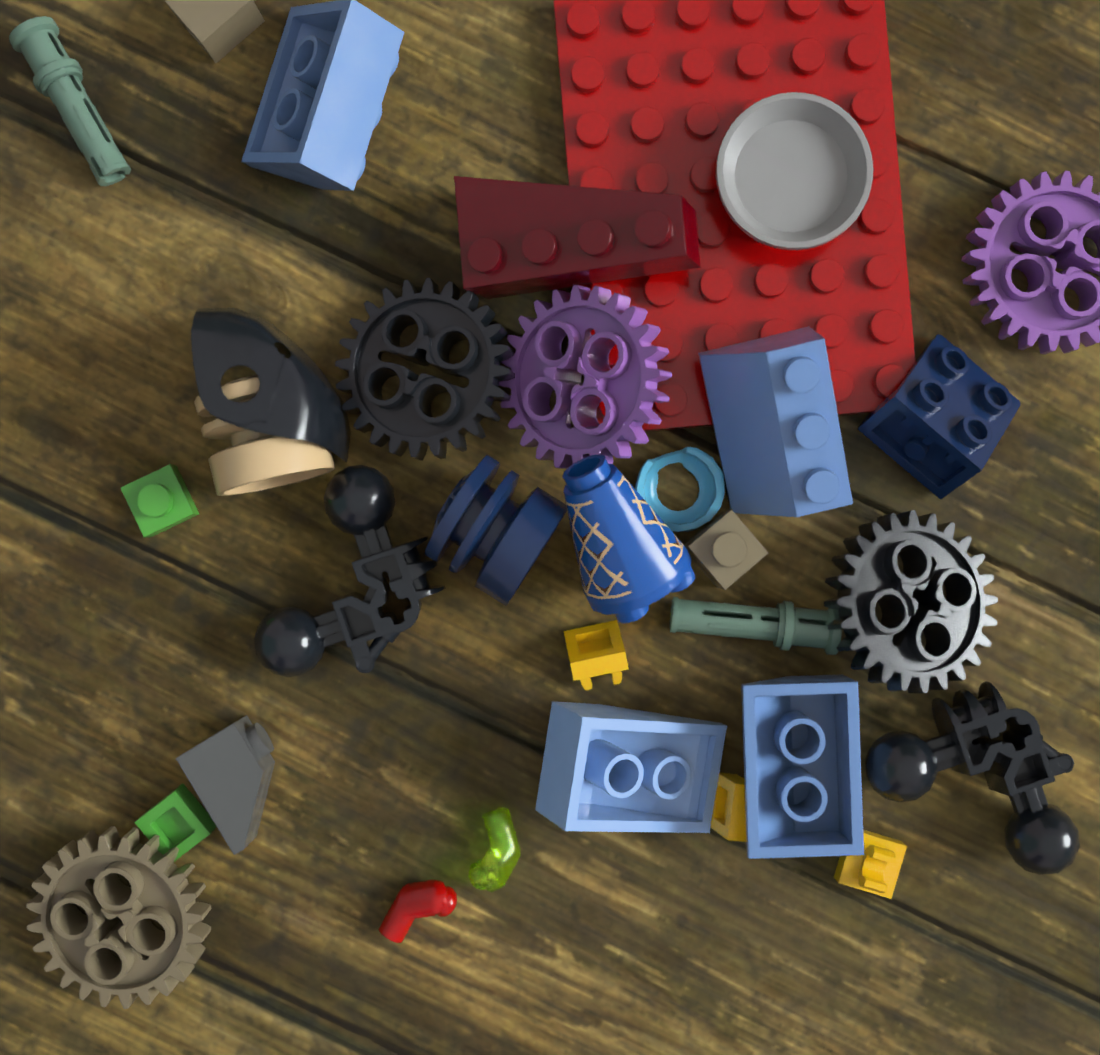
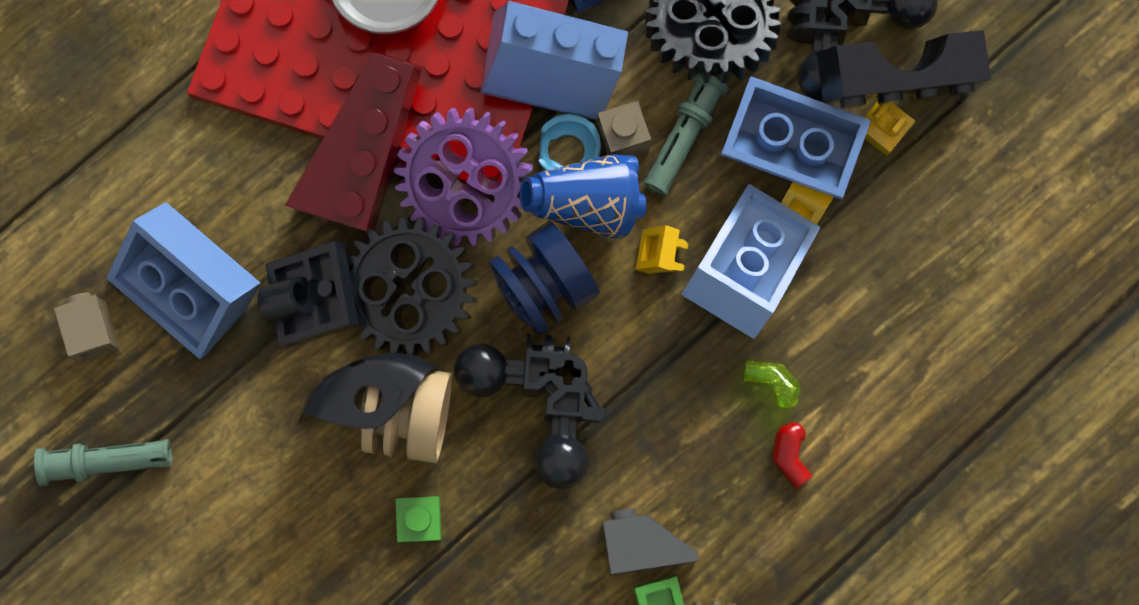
camera: 70 degrees left, 10 degrees down
(363, 255) = (309, 295): none -> black plate
(922, 824) = (861, 72): none -> black arch

